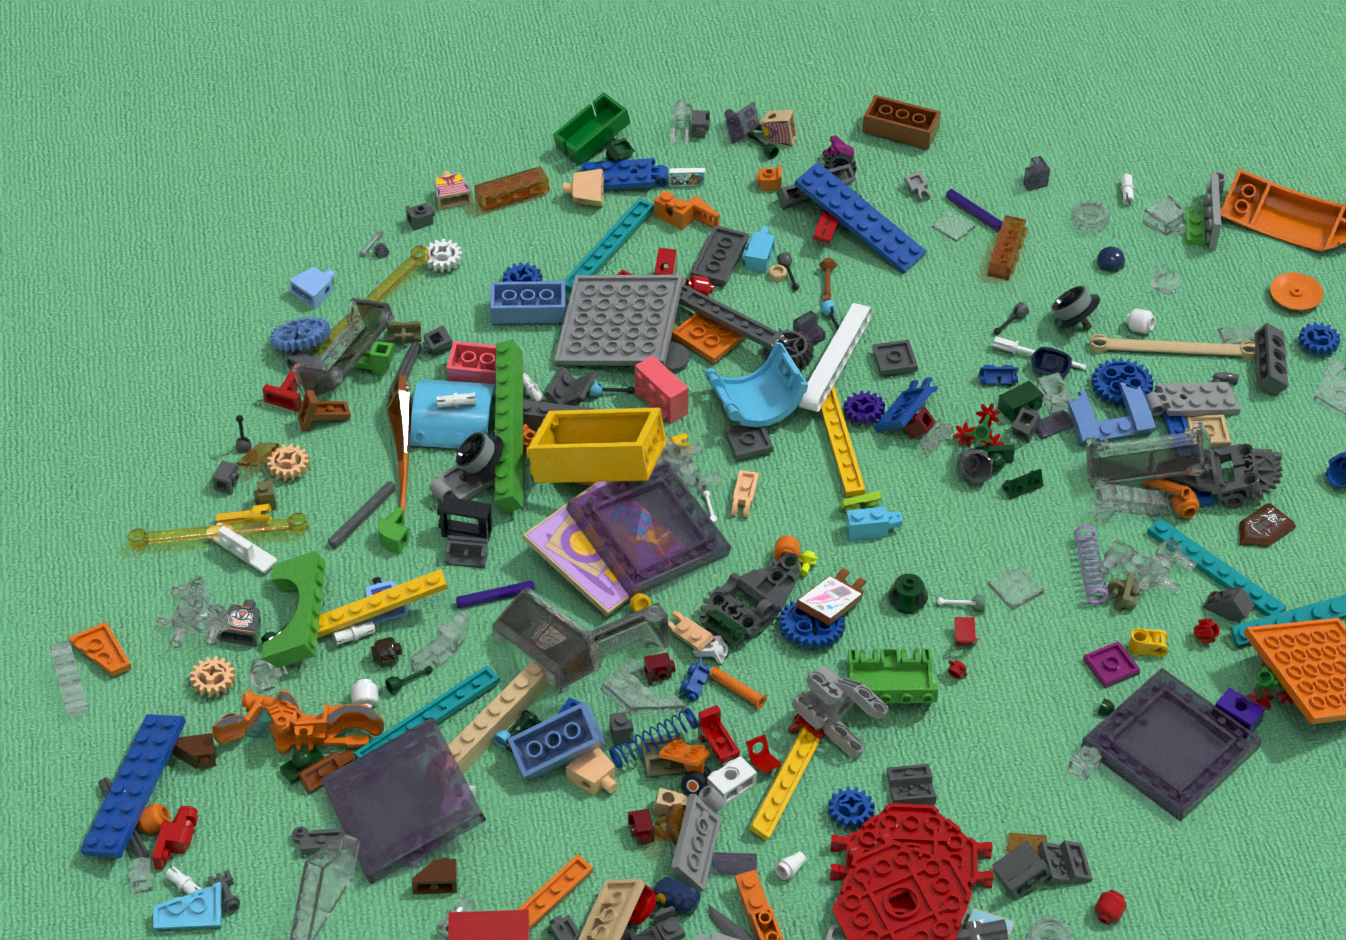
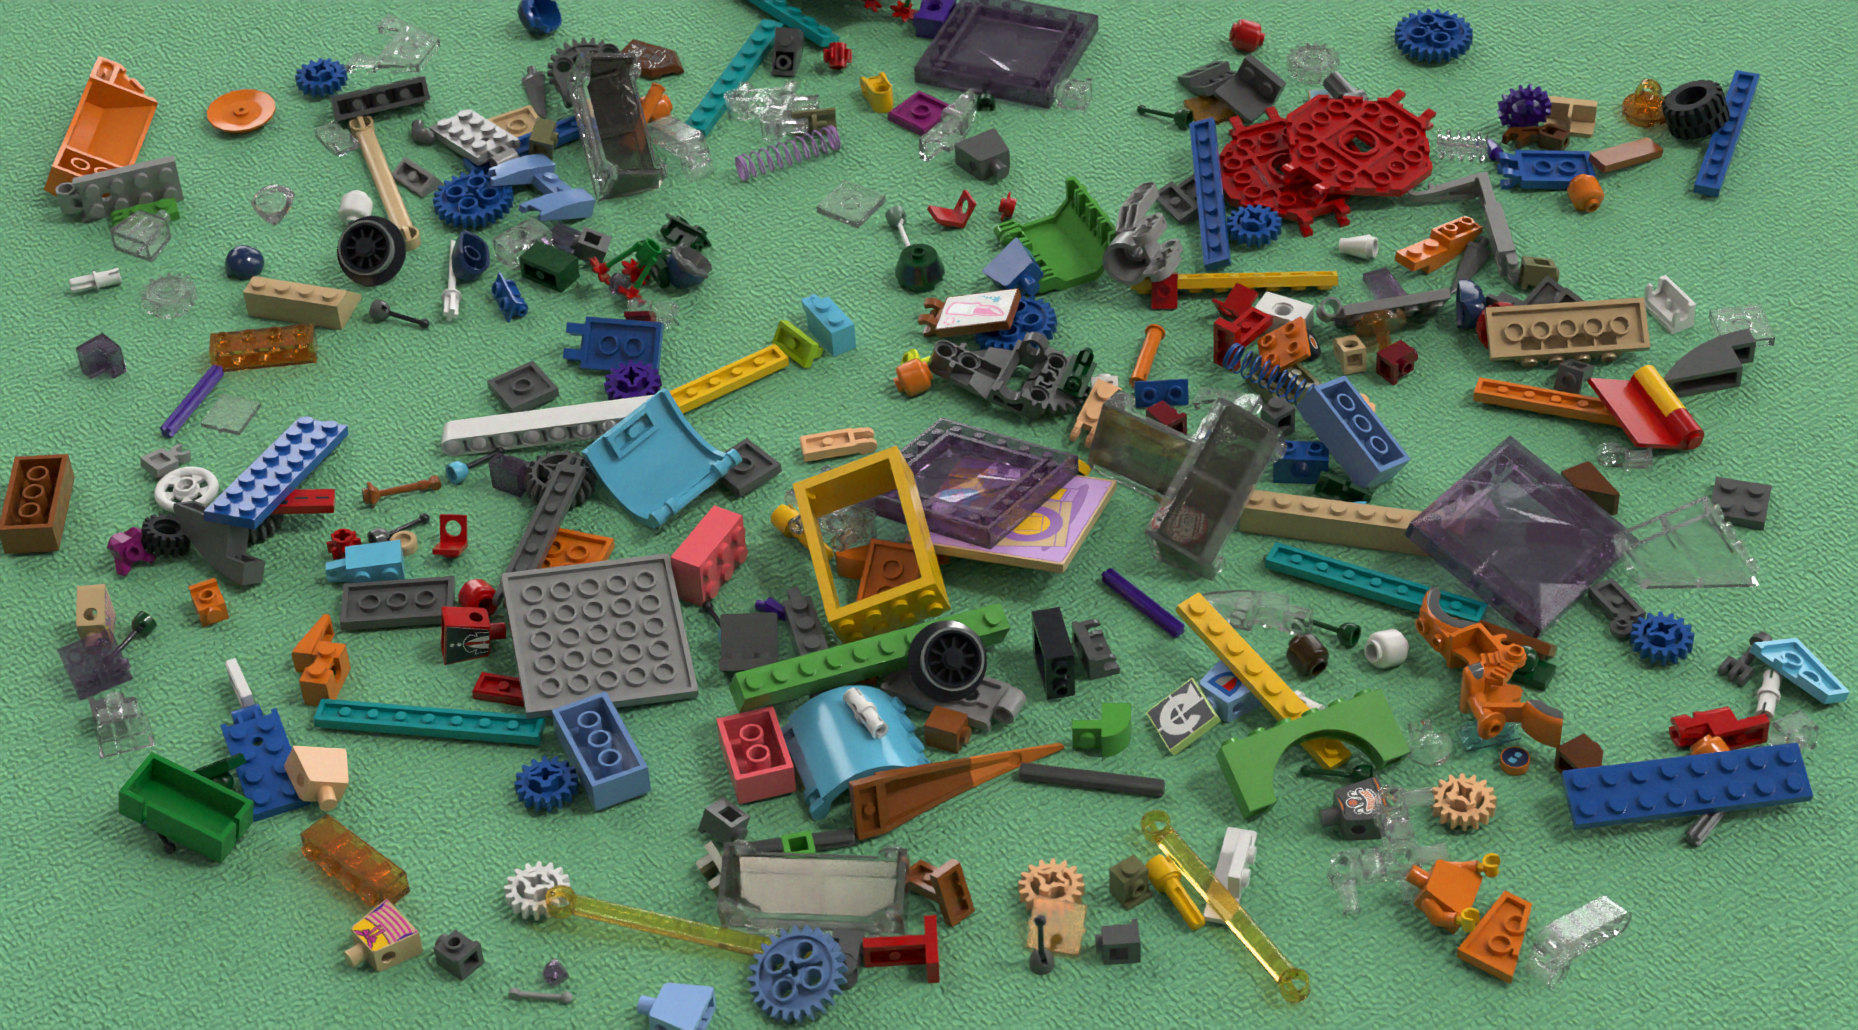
camera: 110 degrees left, 5 degrees down
(143, 630) = (1450, 890): none -> orange torso
(272, 848) = (1662, 638): none -> blue gear
(375, 568) = (1183, 716): none -> tile
(443, 458) = (947, 729): none -> dark orange brick
(757, 288) = (450, 545): none -> red bracket
(786, 242) = (340, 539): none -> red gear
(864, 637) = (1015, 269): none -> torso
(884, 190) = (185, 487): none -> white plate
(899, 788) = (1210, 194): none -> blue plate
(1018, 821) = (1181, 117): none -> dark green hinge
(1027, 678) = (983, 155): none -> dark grey torso
(1051, 275) = (299, 302): none -> tan slope
(1081, 676) = (953, 128): none -> clear slope
(1166, 425) = (543, 138): none -> olive brick
(1171, 366) = (416, 178): none -> light grey slope

